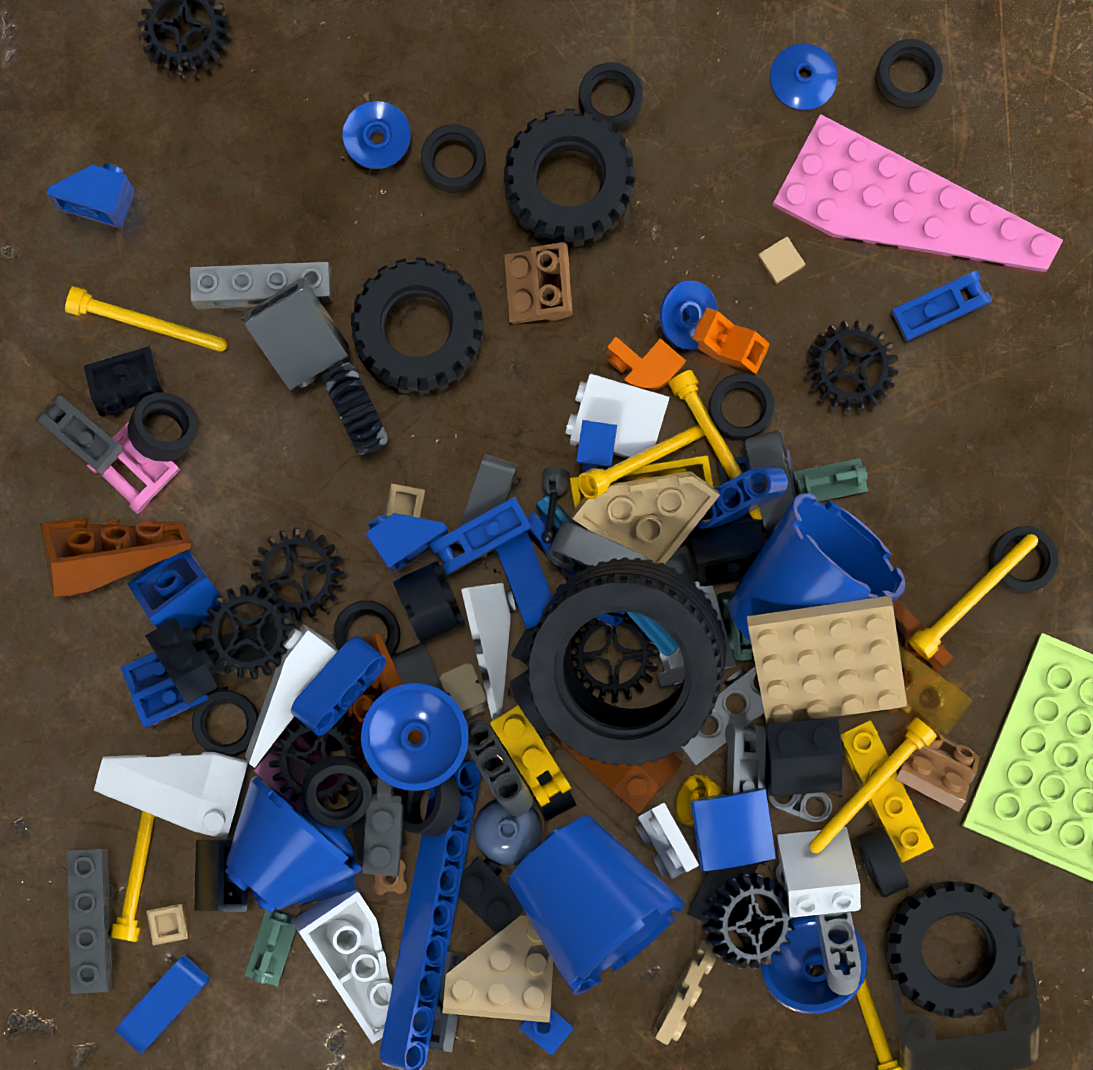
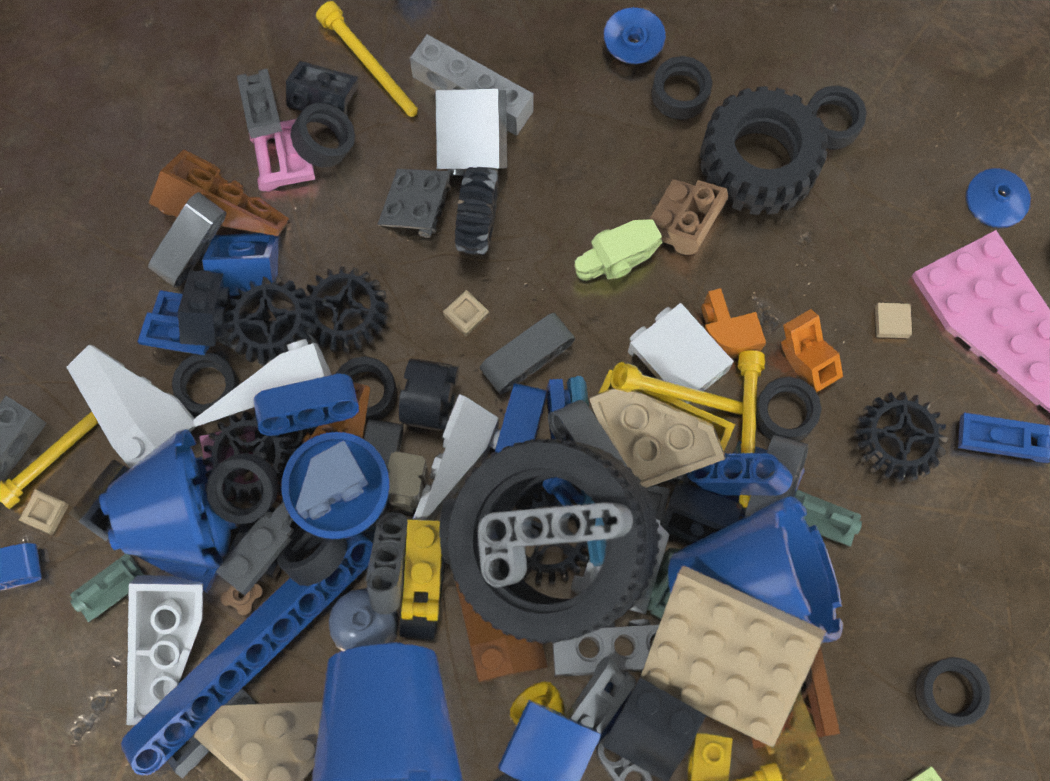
camera: 35 degrees right, 10 degrees down
(115, 607) = (187, 239): none -> beam
(286, 430) = (416, 200): none -> dark grey hinge
(403, 538) = (445, 333): blue slope -> none
(408, 281) = (568, 146): black tyre -> none
(410, 735) = (328, 479): none -> sand blue slope
(482, 535) = (507, 368): blue plate -> none
(488, 894) = (307, 664): black bracket -> none
(503, 358) = (619, 250): none -> yellowish green hinge
(554, 482) = (590, 374): hinge -> none
(596, 444) = (650, 352): blue brick -> none
(631, 660) = (554, 531): none -> light grey beam
(668, 842) = (487, 711): white plate -> none
(692, 299) = (797, 297): blue dish -> none
(926, 641) = (825, 702): yellow piece -> none

